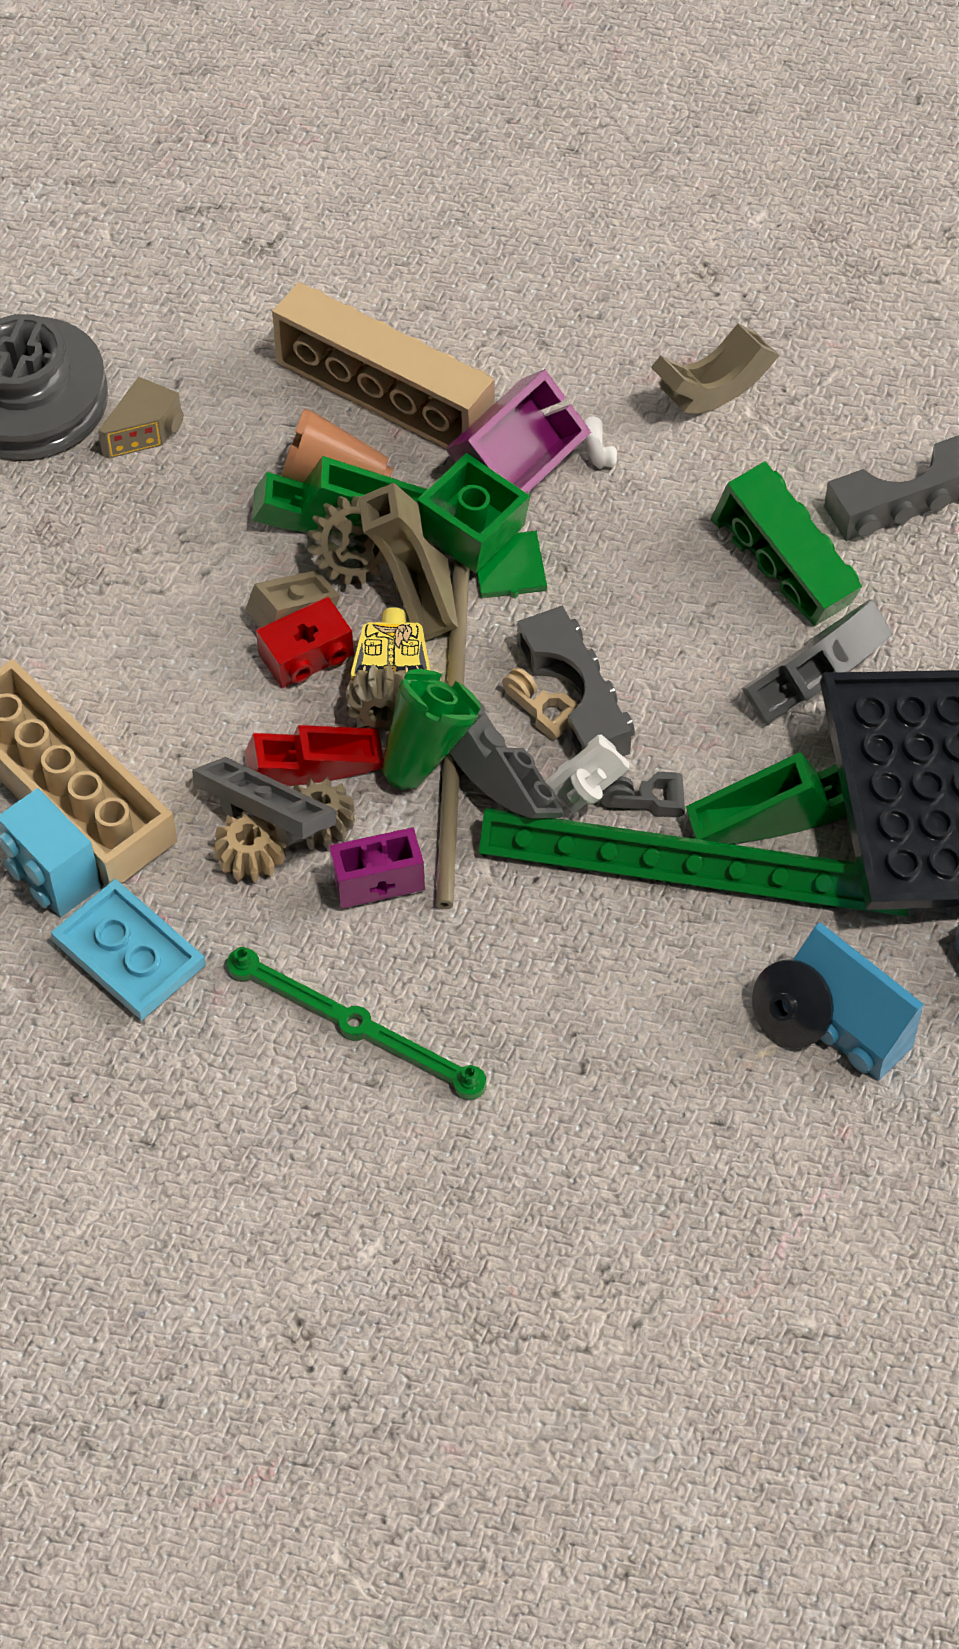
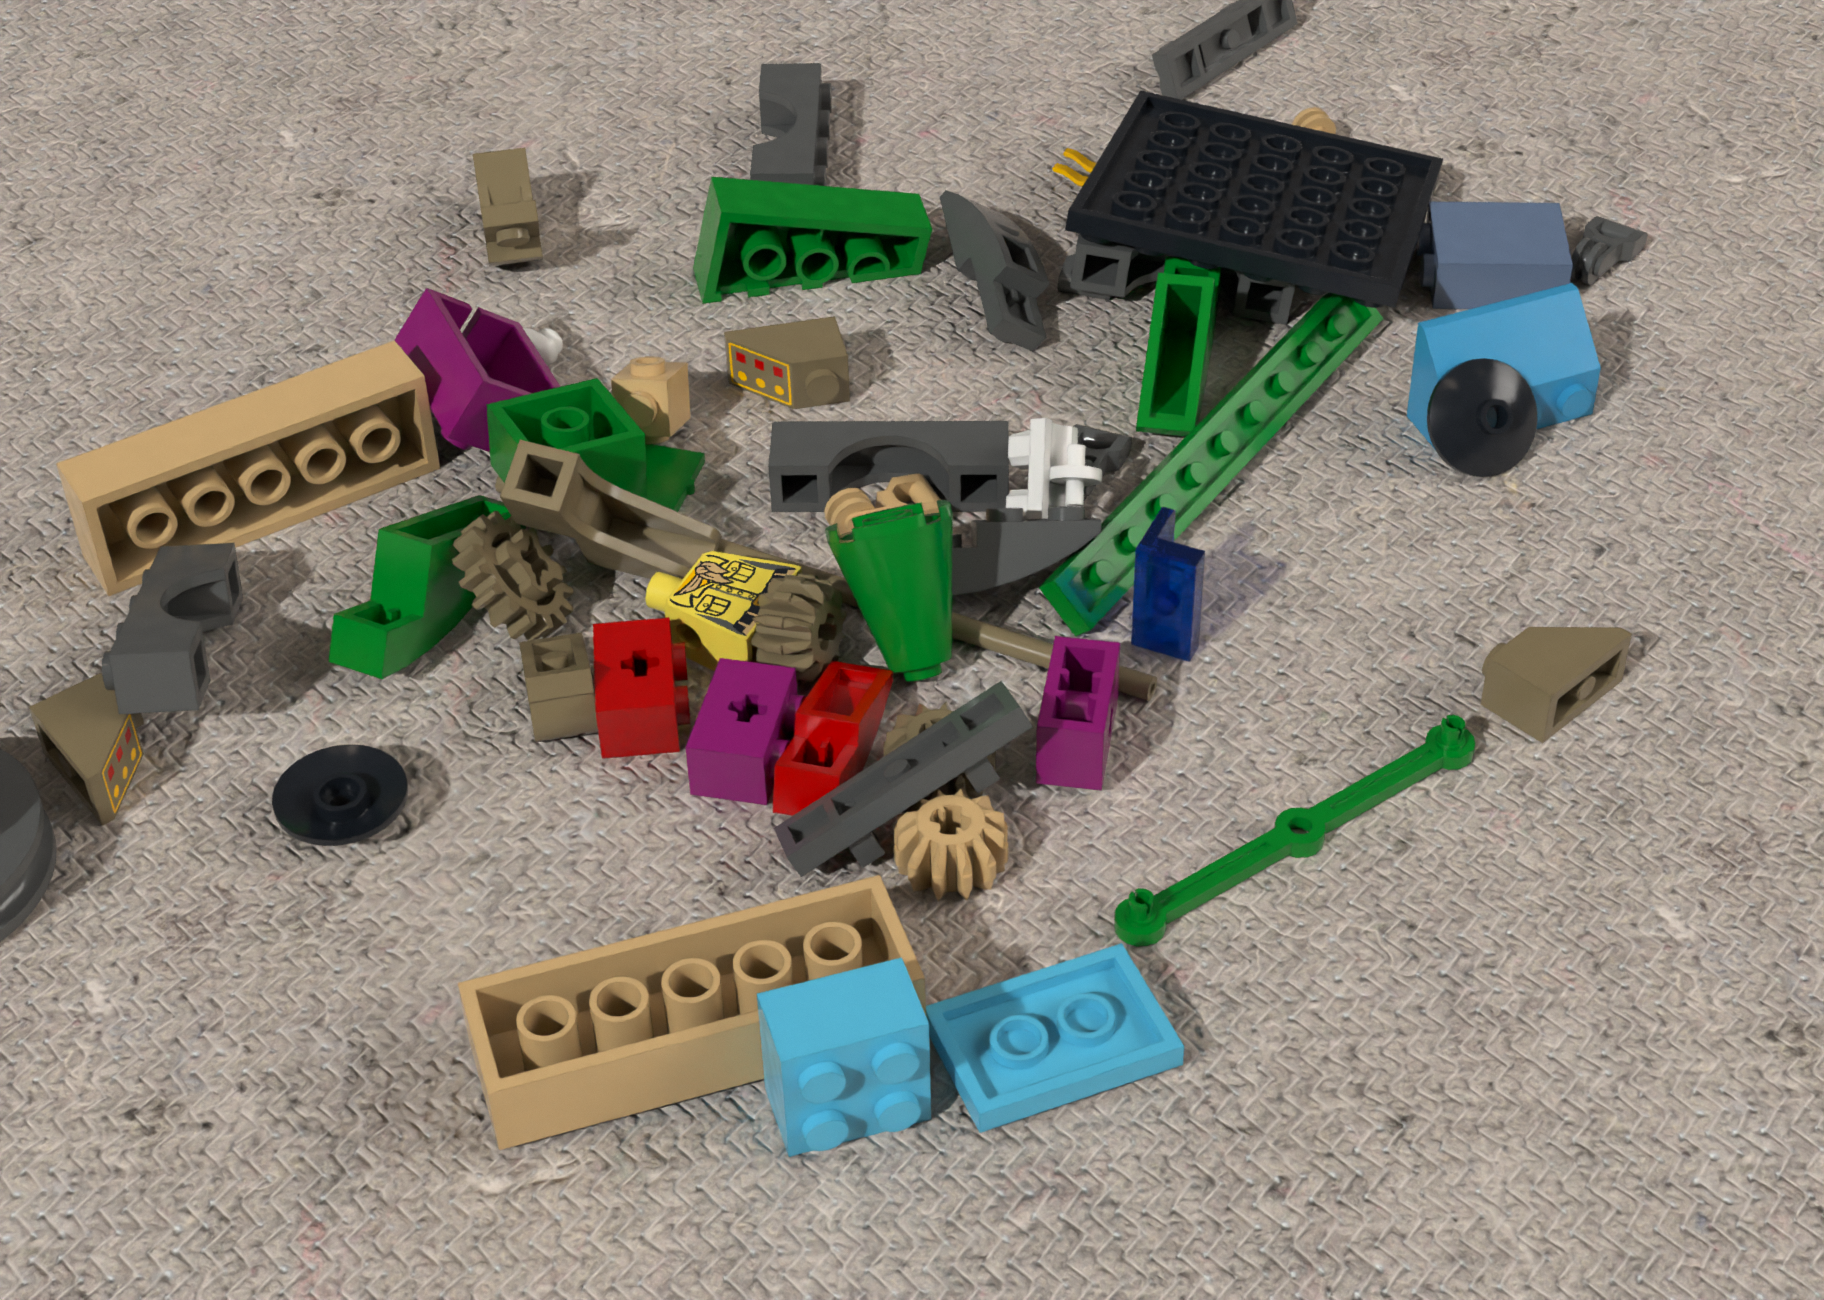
camera: 65 degrees left, 15 degrees down
(150, 535) = (340, 795): none -> black dish
(268, 396) = (160, 645): none -> dark grey arch
(293, 701) = (742, 731): none -> magenta brick
(320, 438) = (324, 567): nougat cone -> none
(512, 864) = (1167, 591): none -> clear blue panel
(550, 1119) = (1552, 675): none -> dark tan slope
(563, 533) = (654, 395): none -> tan brick
(654, 596) = (790, 362): none -> dark tan slope

